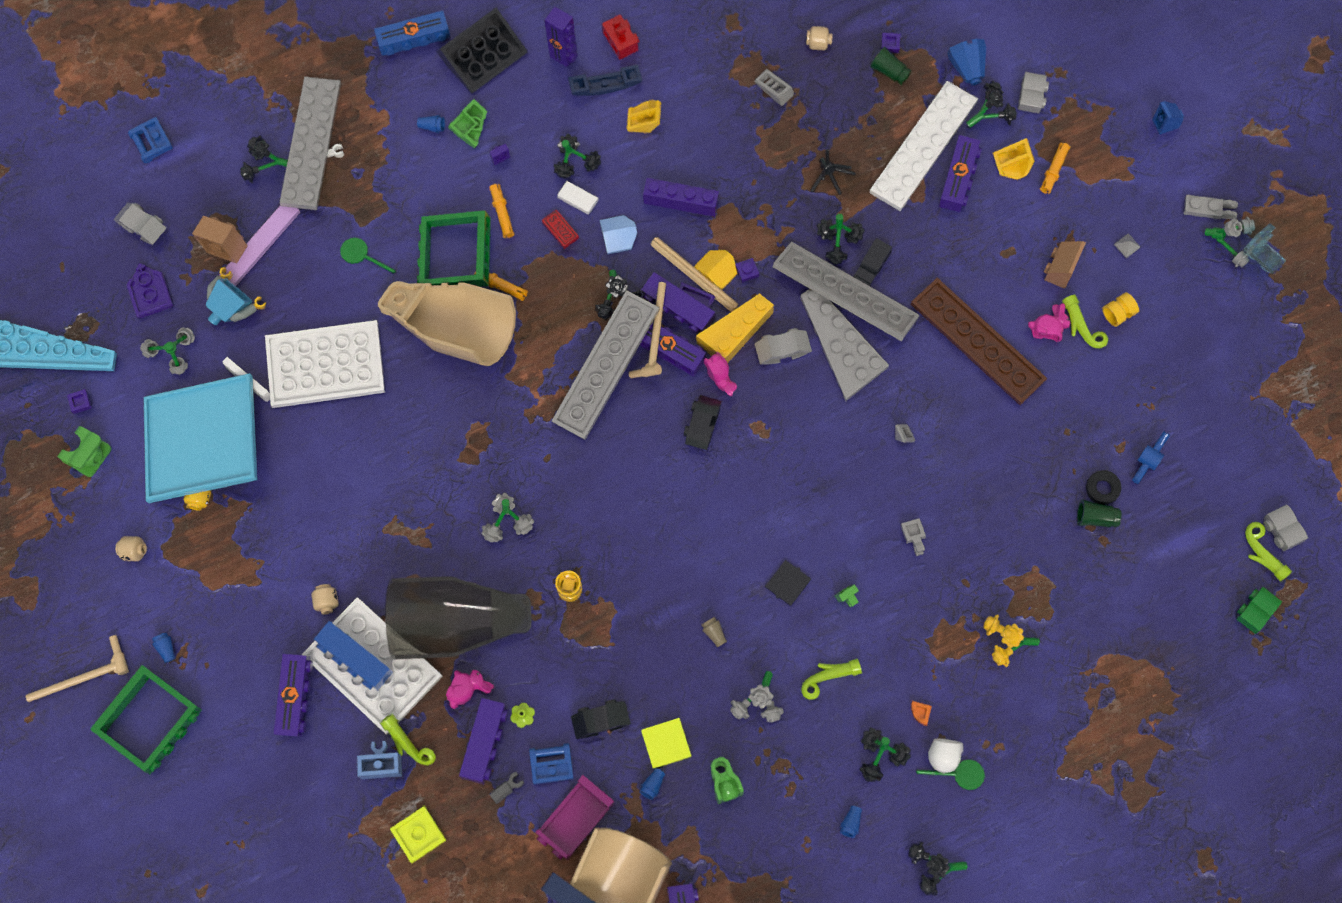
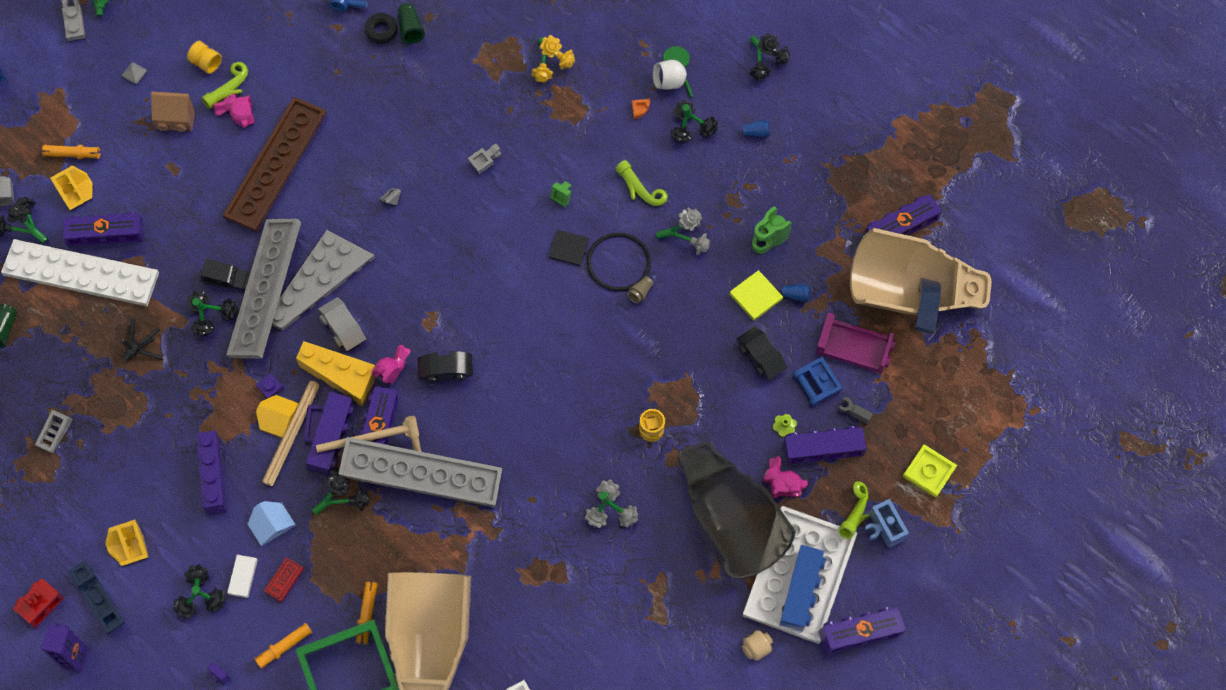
camera: 115 degrees left, 5 degrees down
(755, 655) = (613, 235): none -> black piece

